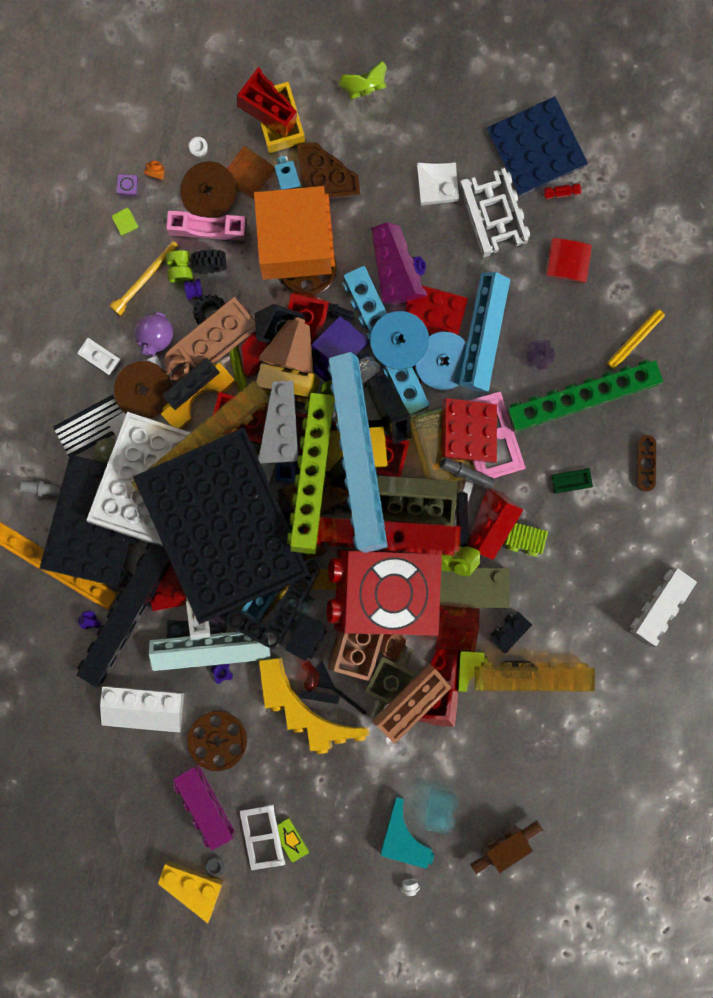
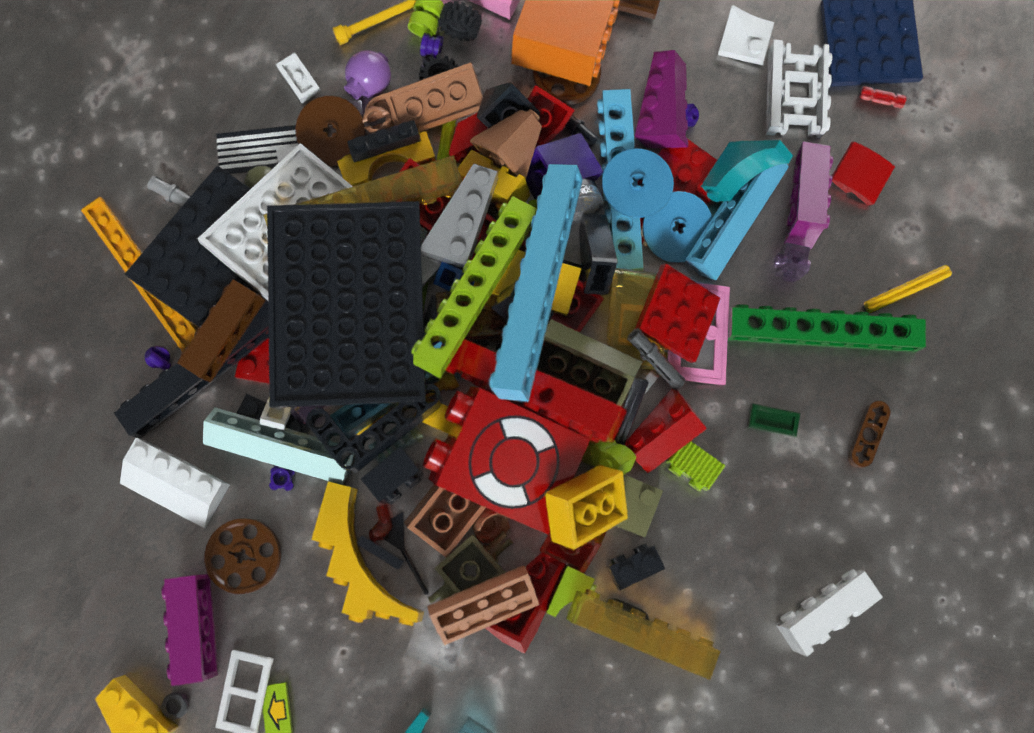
camera: 20 degrees right, 5 degrees down
(134, 582) = (221, 331): none -> reddish brown brick
(458, 603) = (586, 506): none -> yellow brick
(471, 295) = (741, 163): none -> teal arch
(534, 295) = (810, 194): none -> wedge

